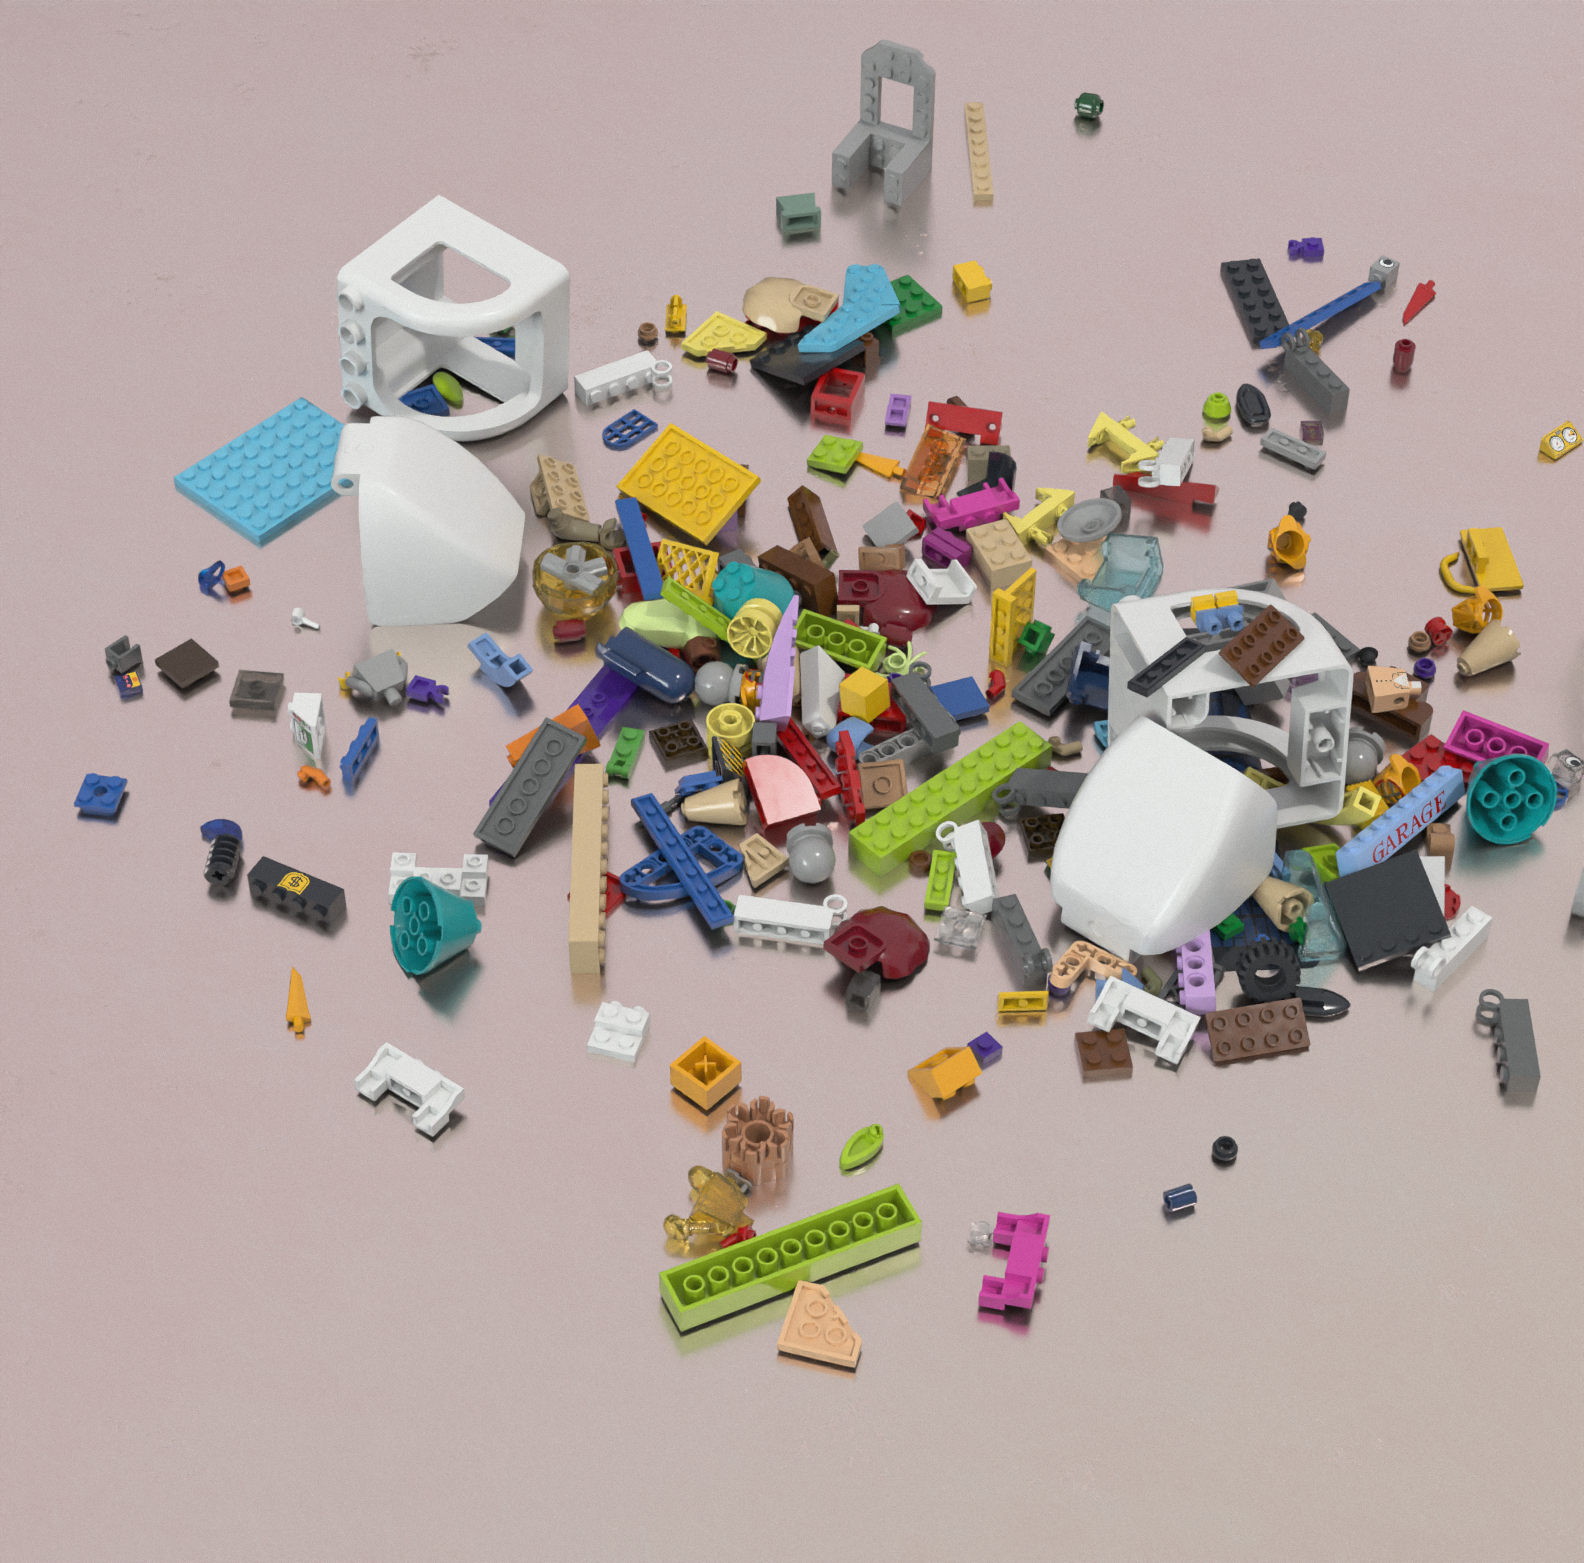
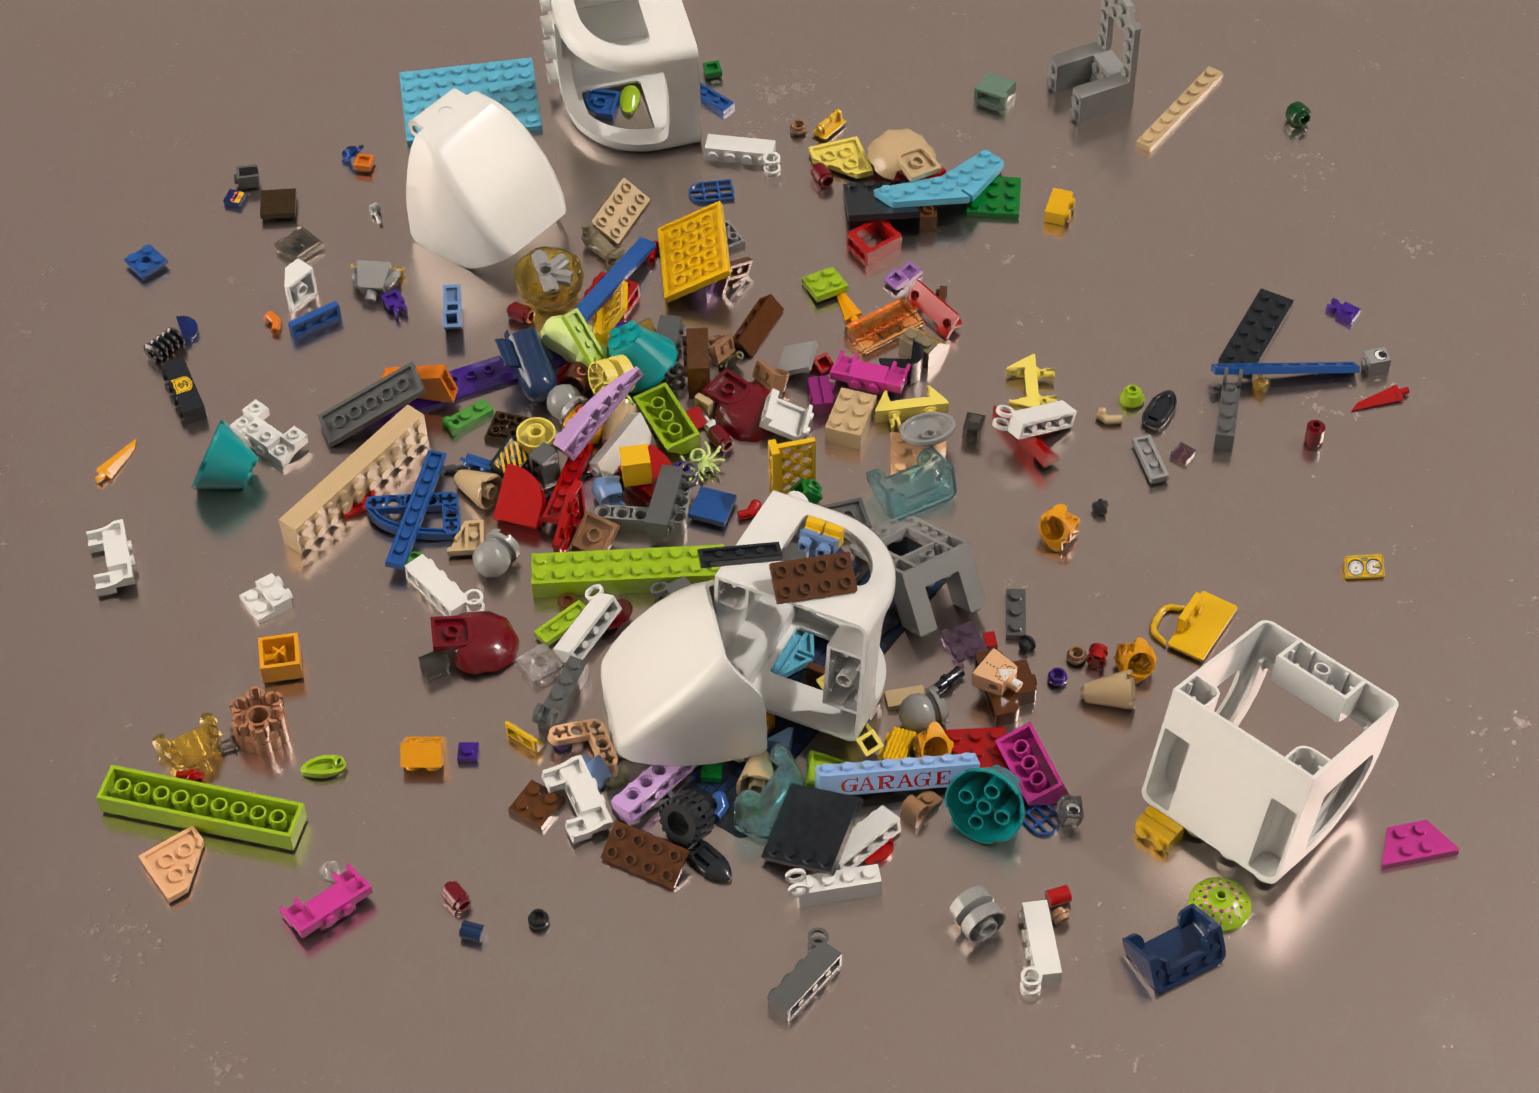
camera: 40 degrees right, 5 degrees up
(1128, 1177) = (455, 896): none -> dark red brick

